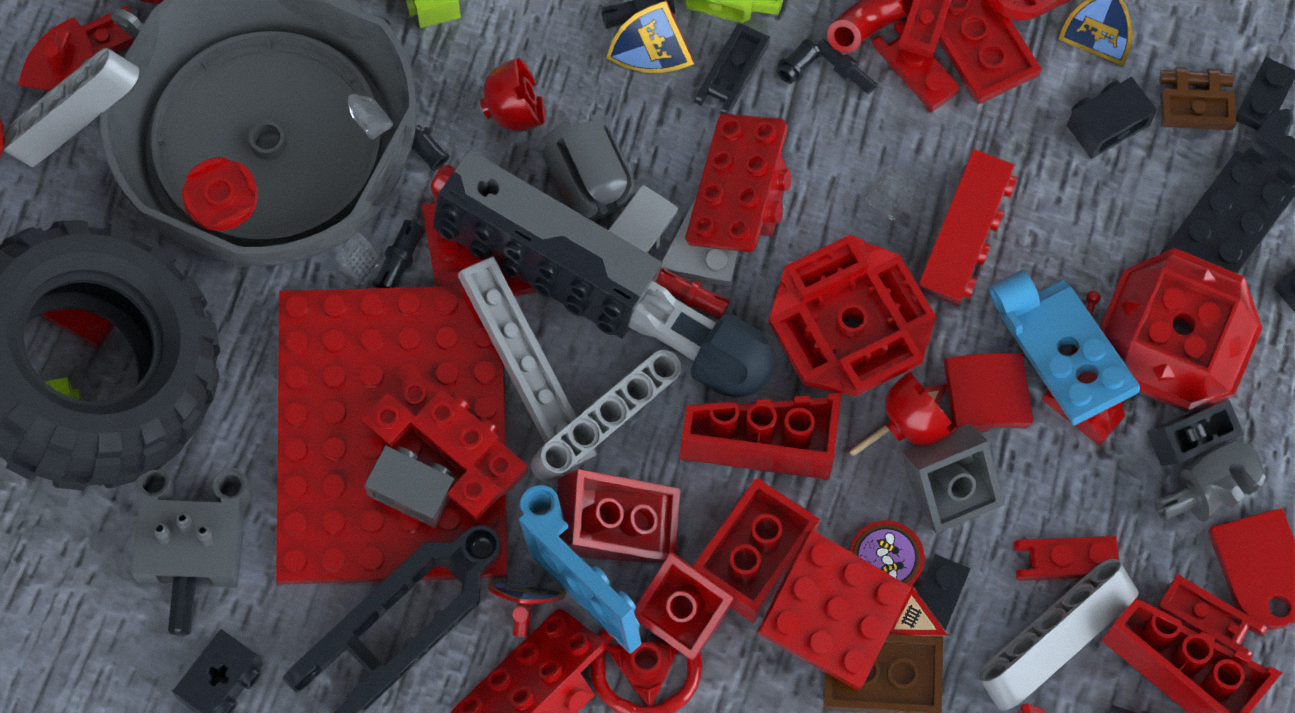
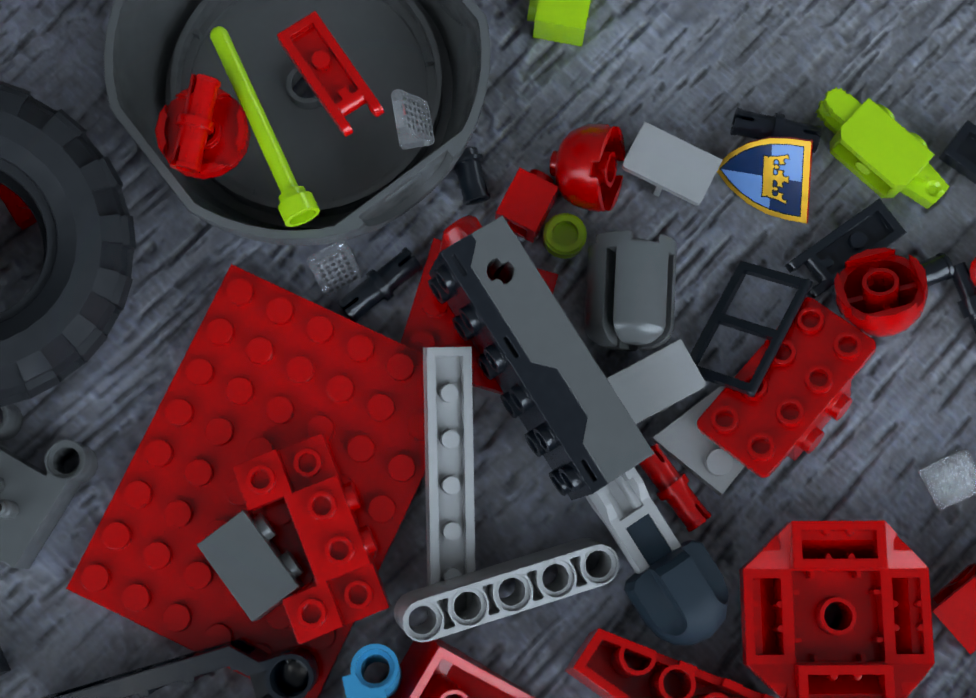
camera: 25 degrees right, 10 degrees up
(215, 186) = (195, 124): none -> red pin
(290, 108) = (327, 70): none -> red hinge
(317, 209) = (296, 203): none -> lime piece
(481, 137) = (528, 202): none -> red brick
(519, 157) = (564, 235): none -> lime tile
(572, 67) = (671, 164): none -> light grey panel
(711, 151) = (776, 336): none -> black window
(771, 84) = (881, 291): none -> red cylinder

